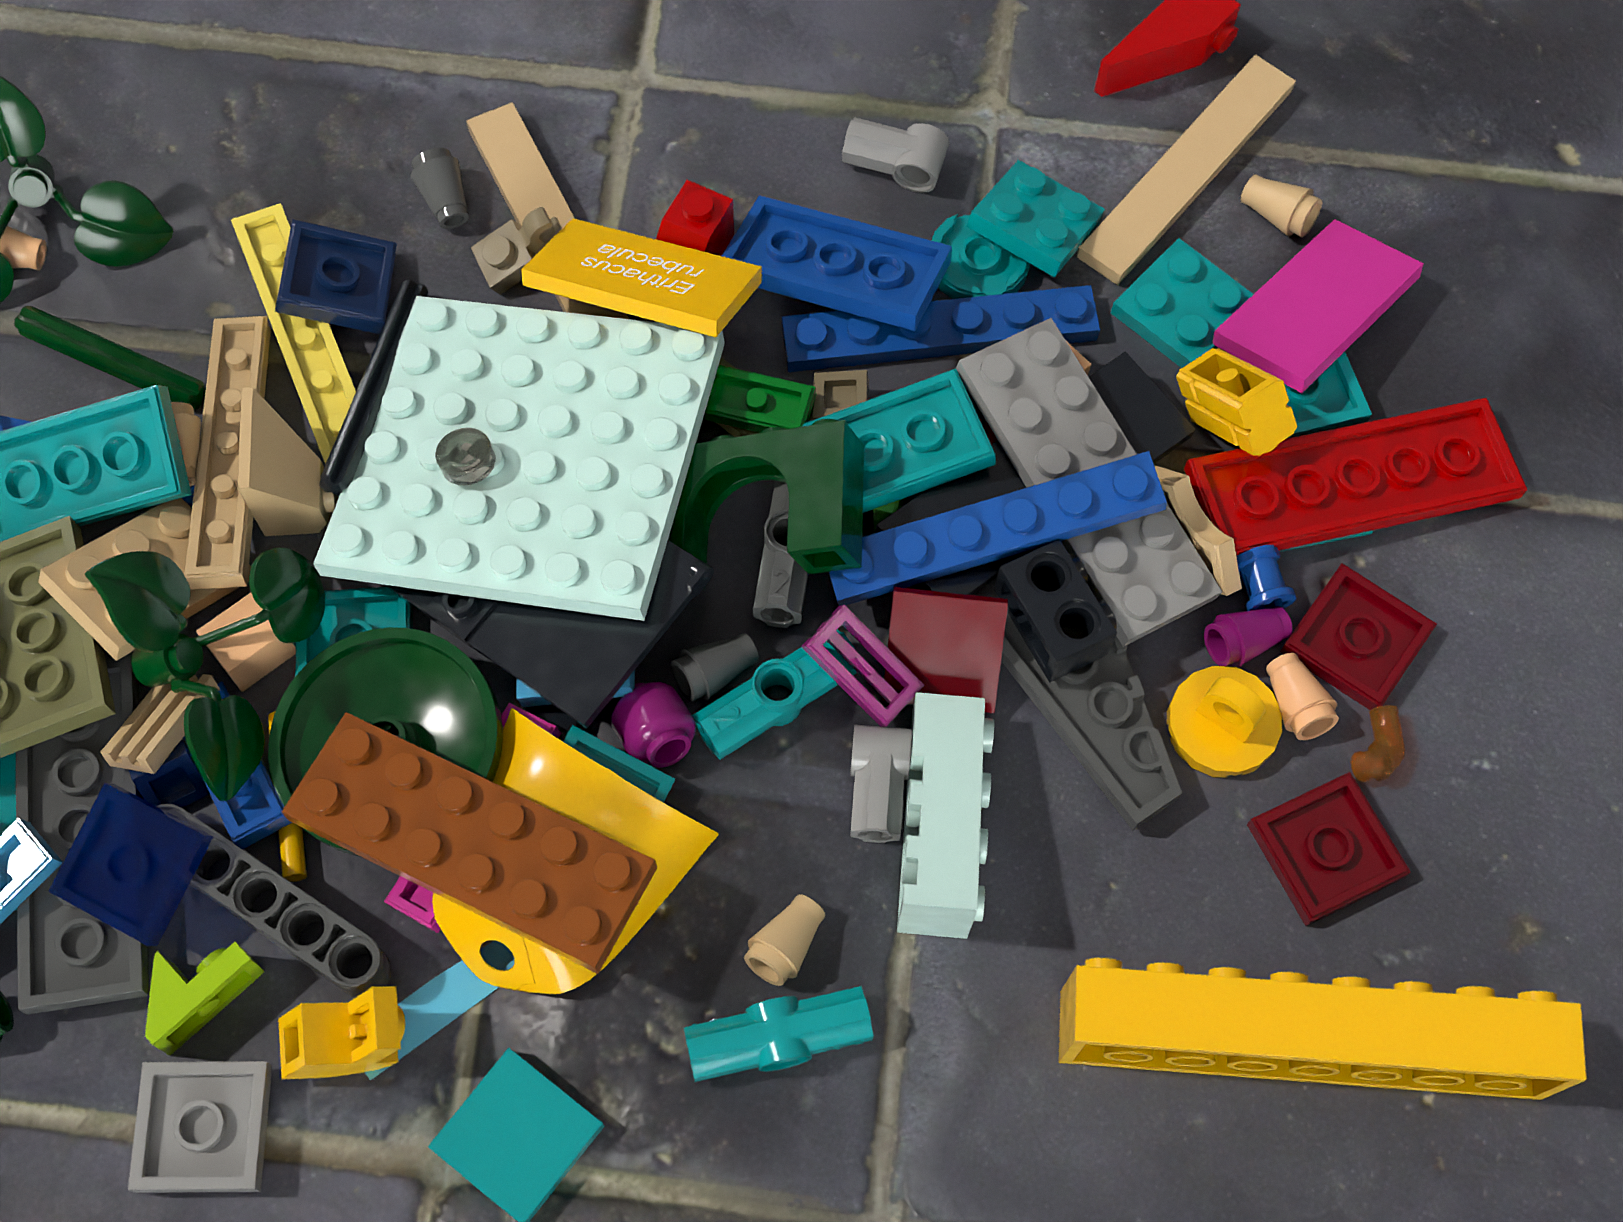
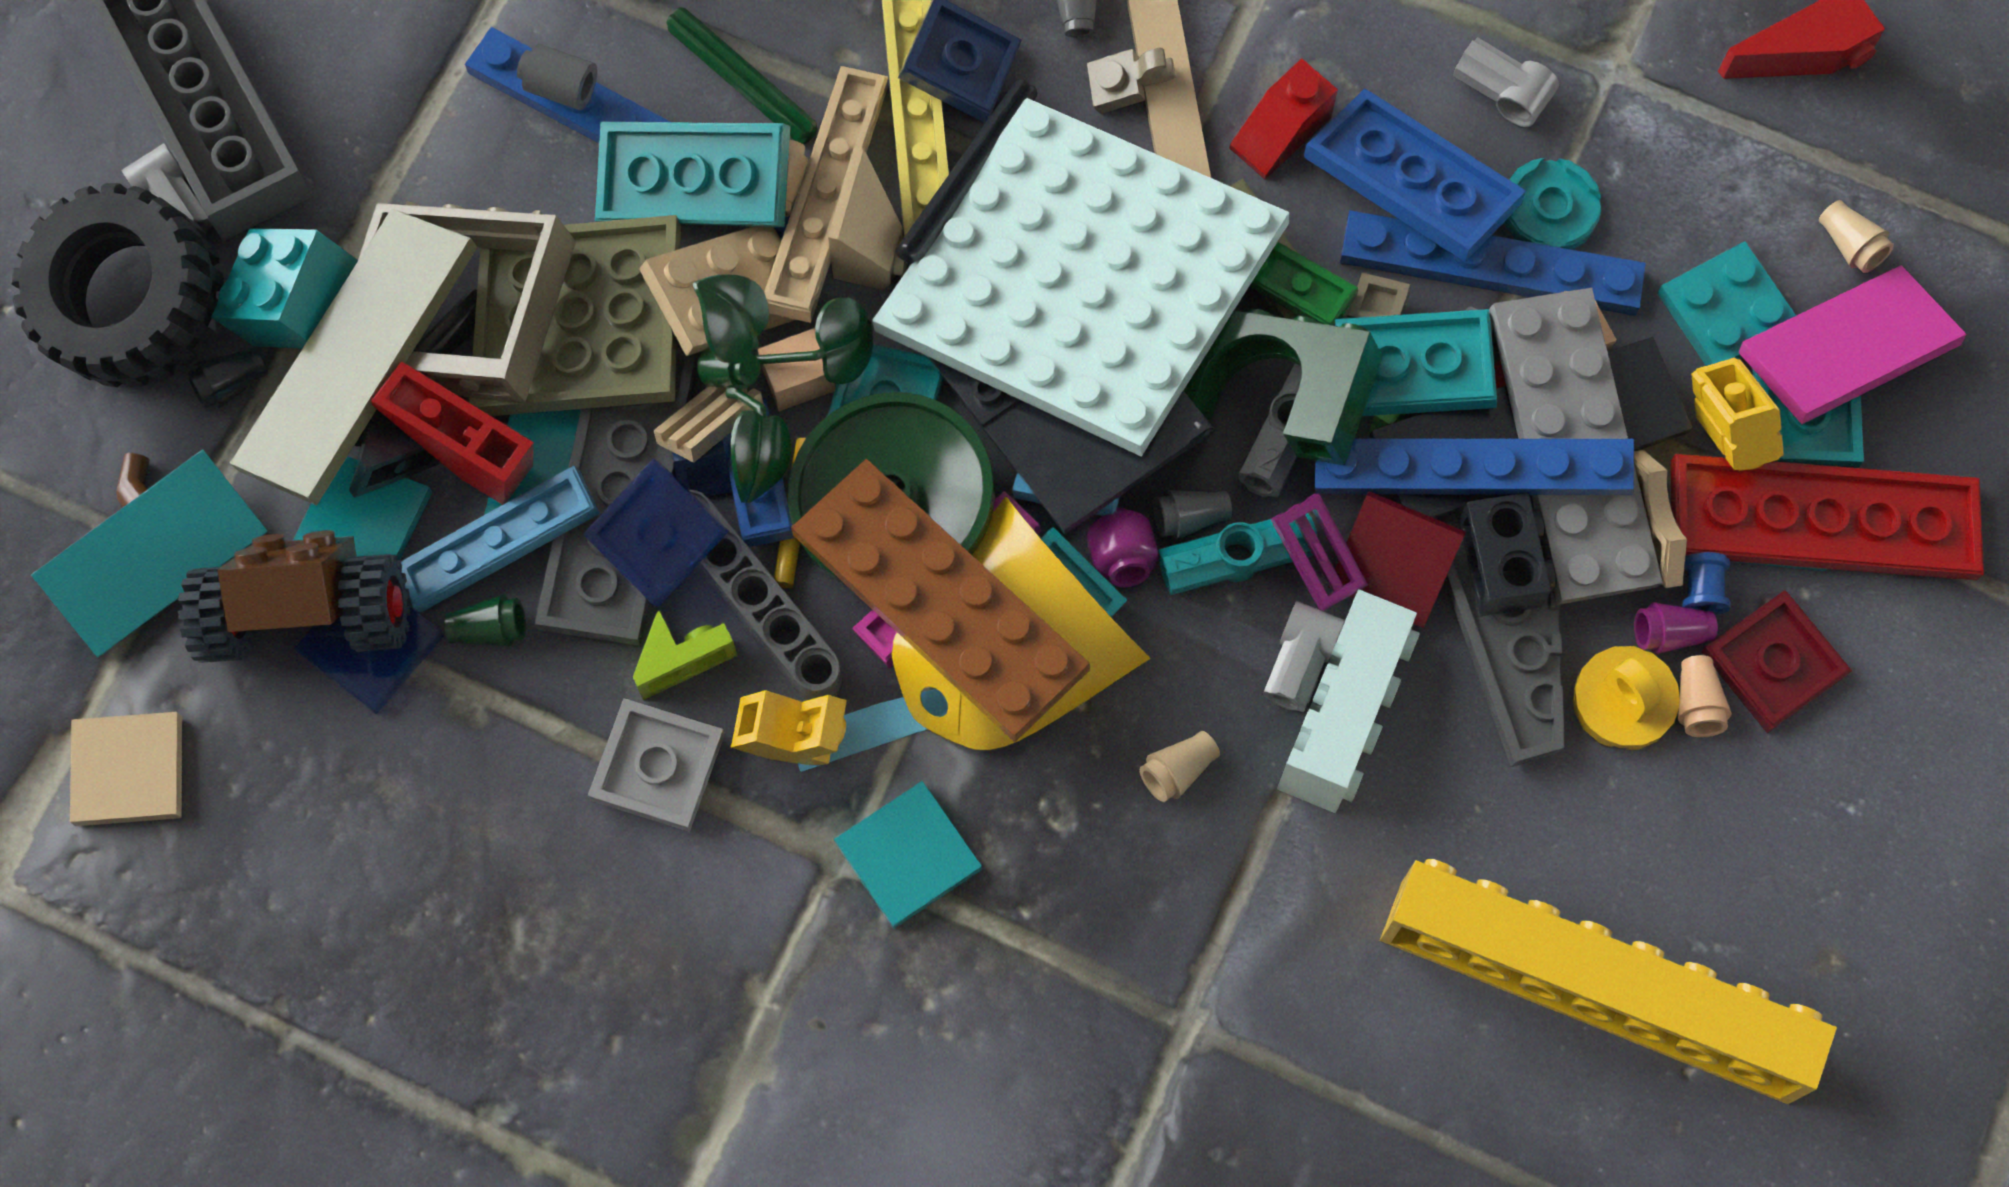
camera: 20 degrees right, 5 degrees up
(465, 456) = (1029, 264): clear smoke tile -> none
(642, 277) = (1233, 140): yellow tile -> none
(778, 1033) = (1149, 840): teal piece -> none
(1035, 218) = (1615, 183): teal plate -> none
(1185, 170) = (1778, 174): tan tile -> none
(1328, 848) = (1679, 836): dark red tile -> none
(1385, 751) = (1761, 768): clear orange arm -> none

